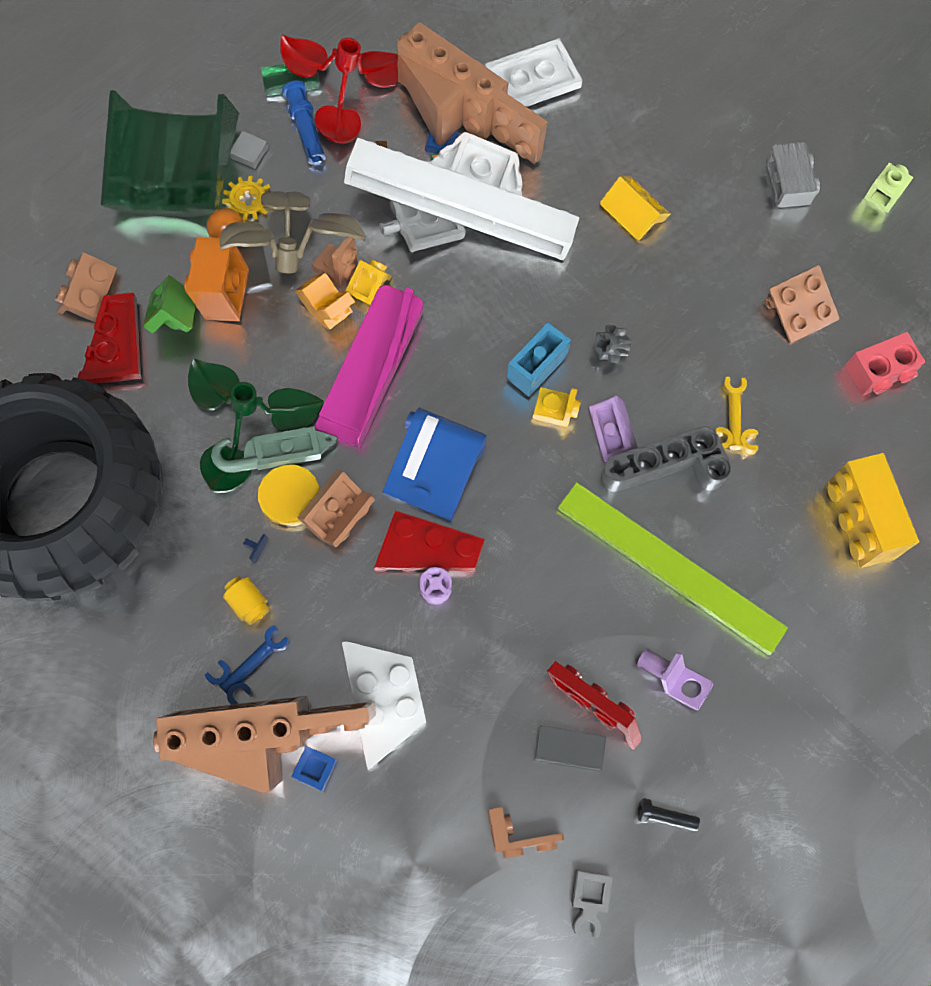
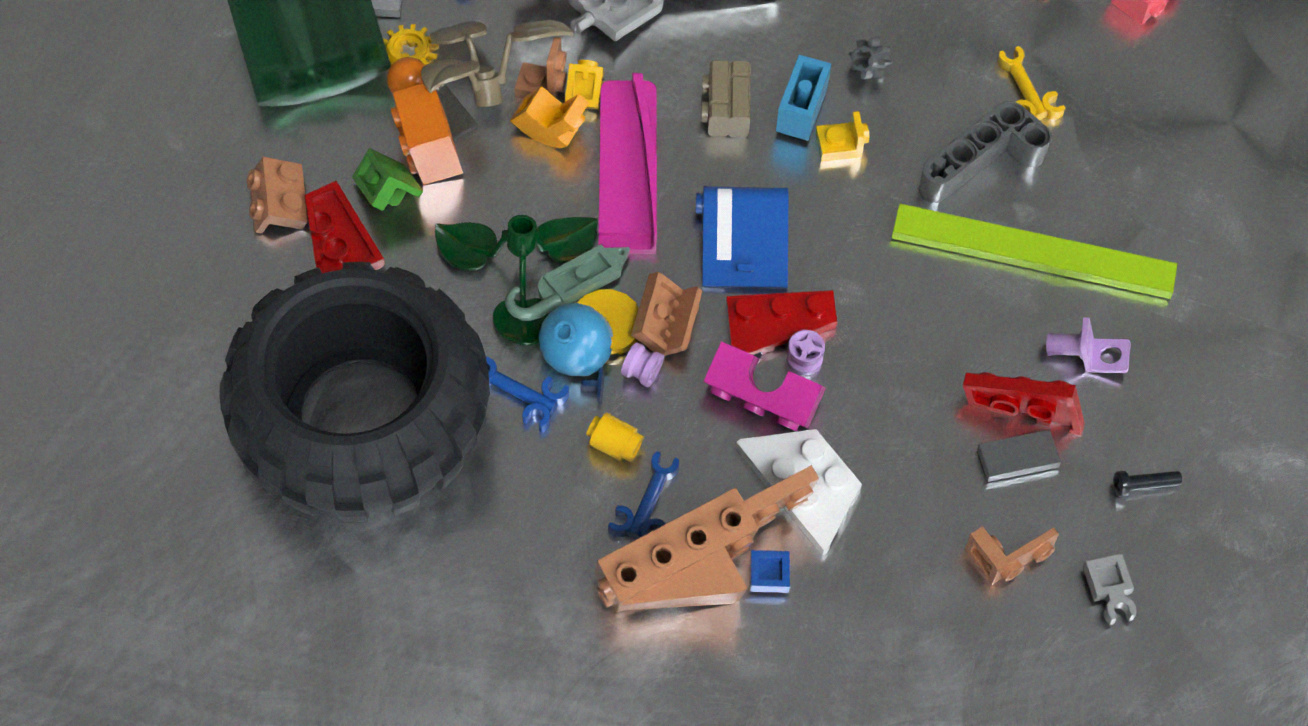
camera: 20 degrees left, 10 degrees down
(207, 545) = (540, 404): none -> blue bar
(252, 503) = (575, 339): none -> dark azure cylinder
(297, 544) = (642, 364): none -> lavender wheel
(364, 587) = (734, 375): none -> dark pink arch
(478, 336) = (728, 98): none -> dark tan brick
(612, 427) = (907, 140): lavender slope -> none
(872, 511) = (1206, 122): yellow brick -> none

